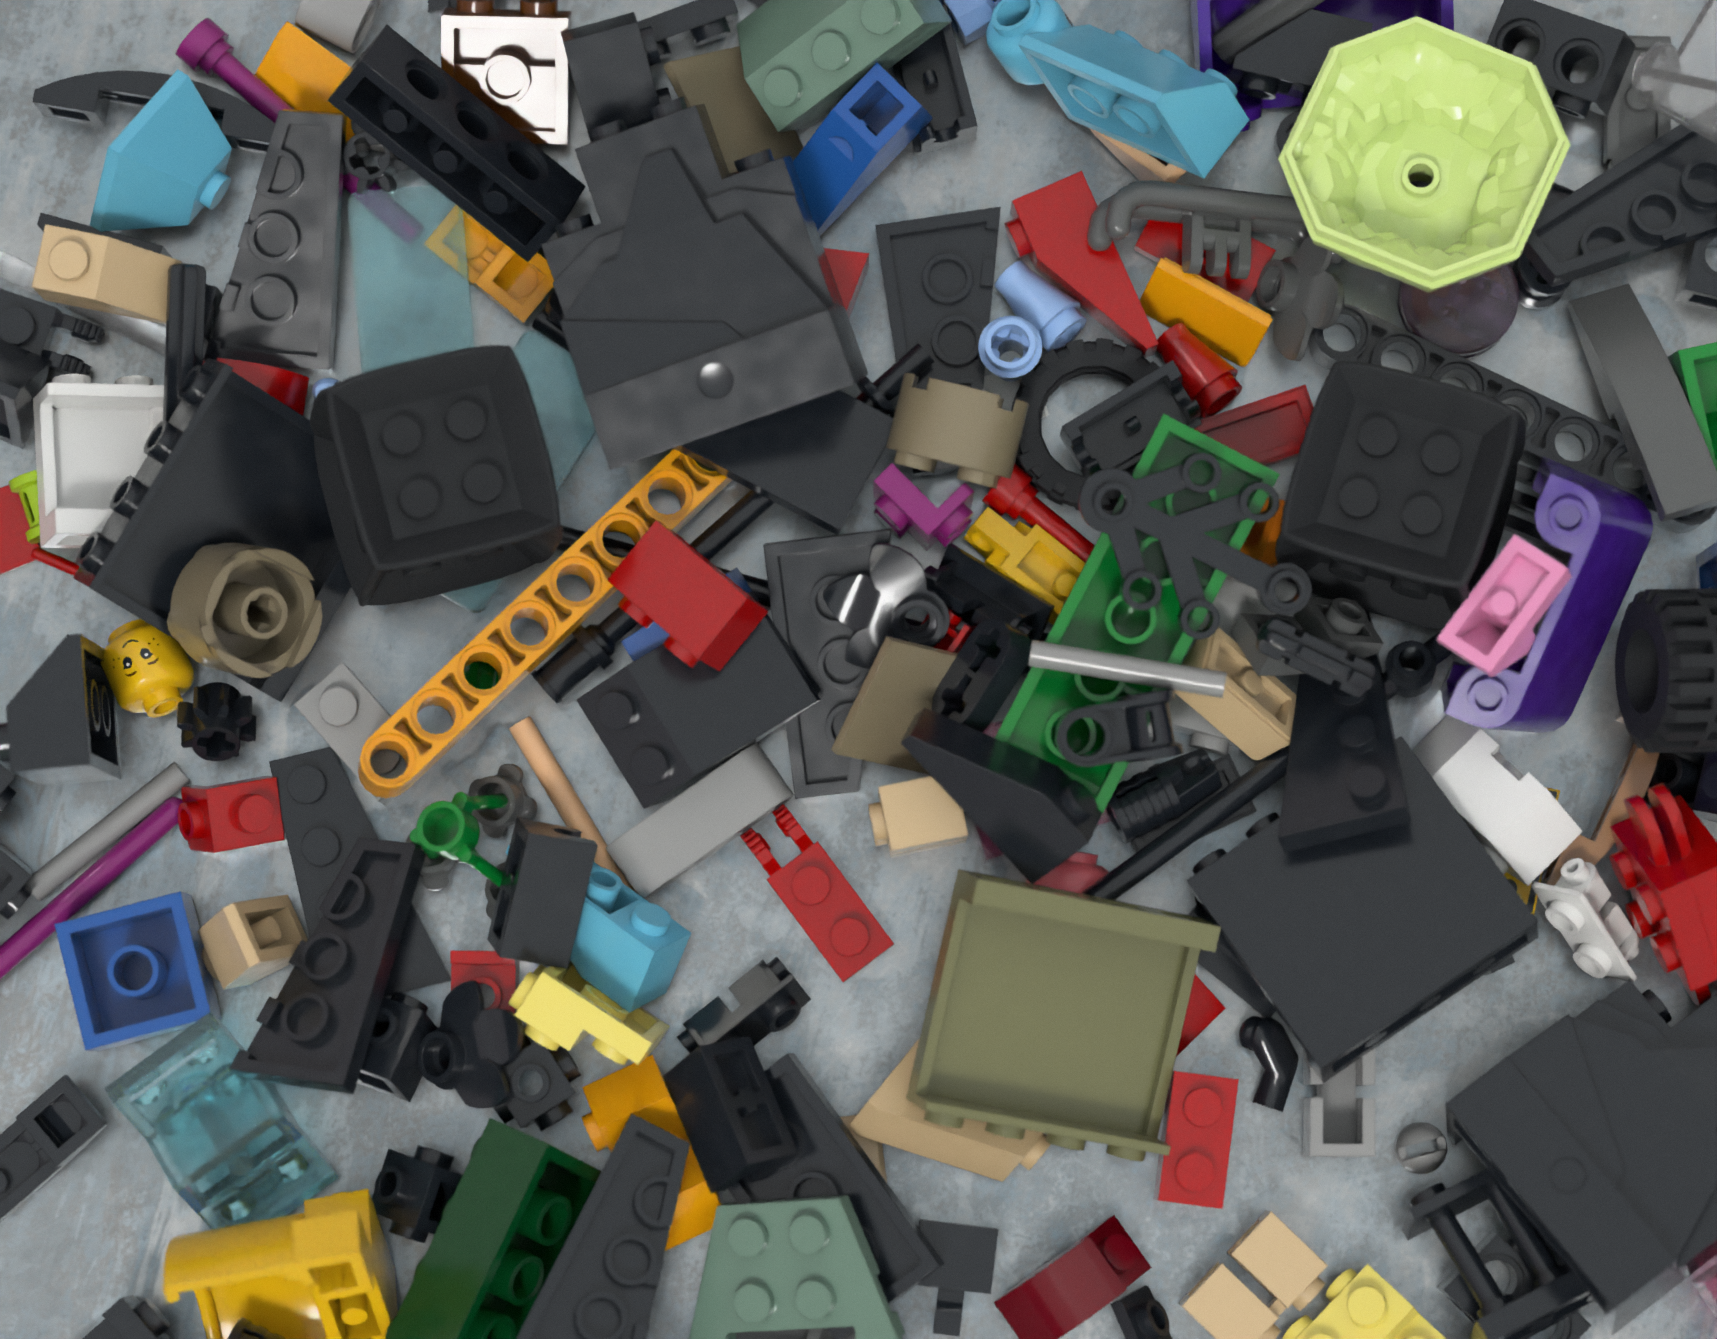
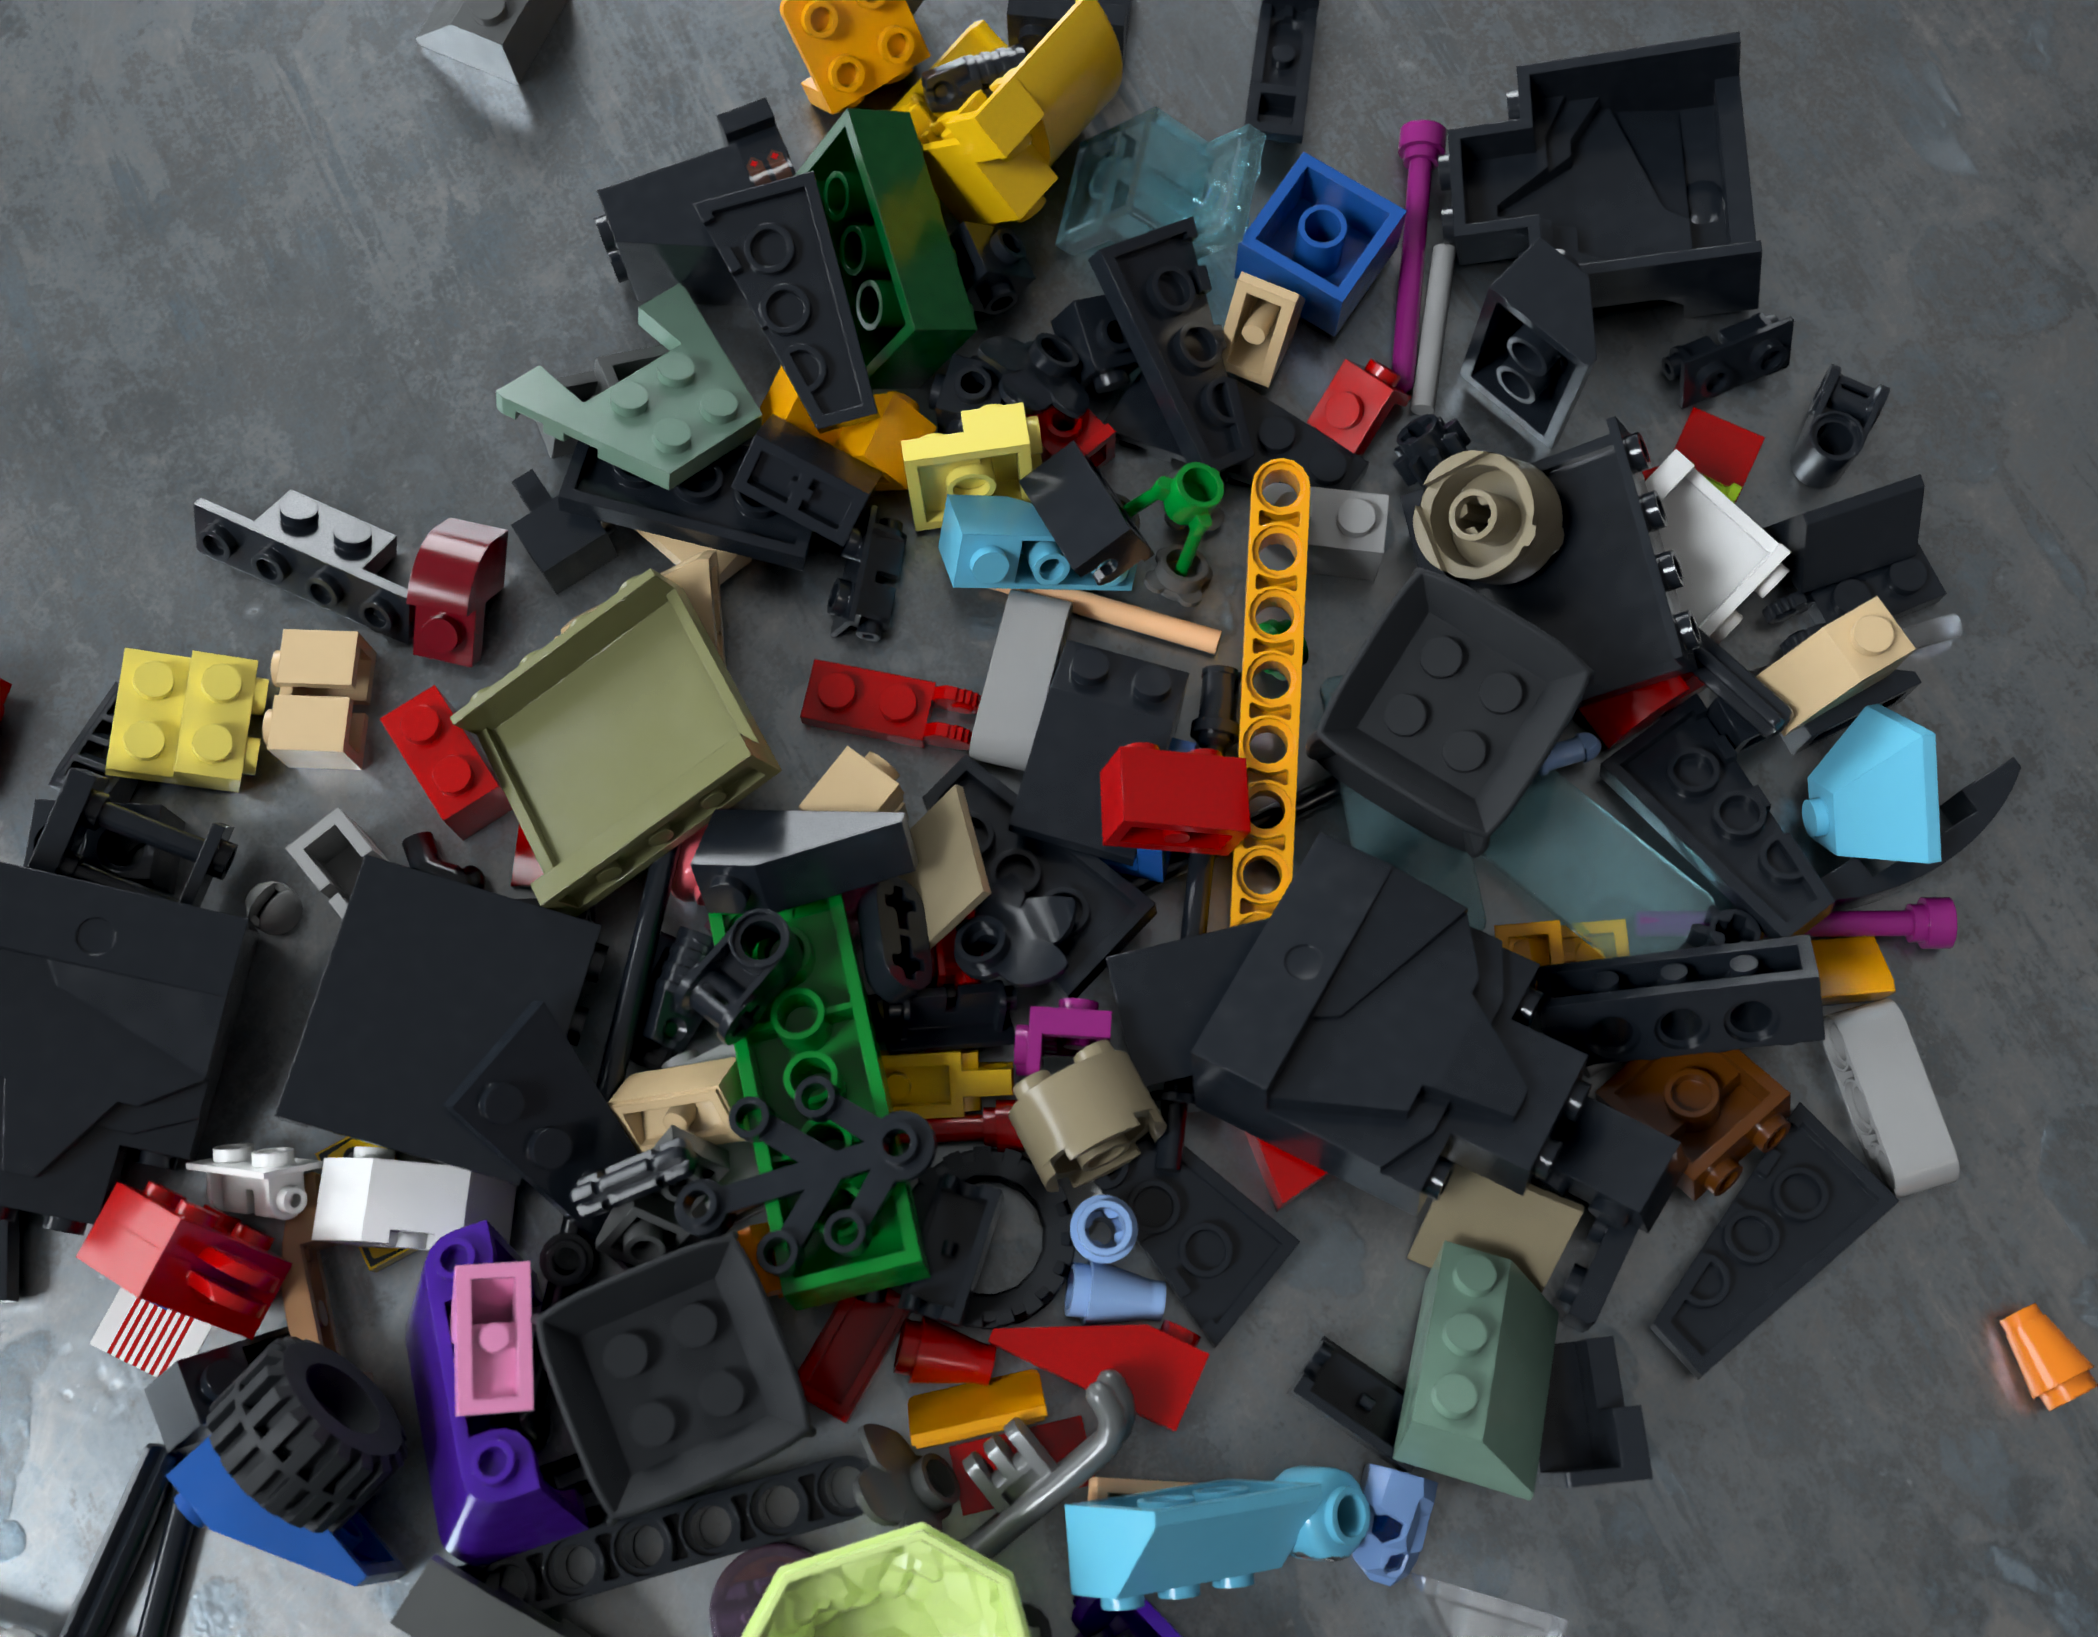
camera: 140 degrees right, 10 degrees down
(146, 669) = (1516, 434): yellow head -> none
(857, 144) = (1374, 1286): blue slope -> none
(1127, 669) = (777, 1032): light grey bar -> none

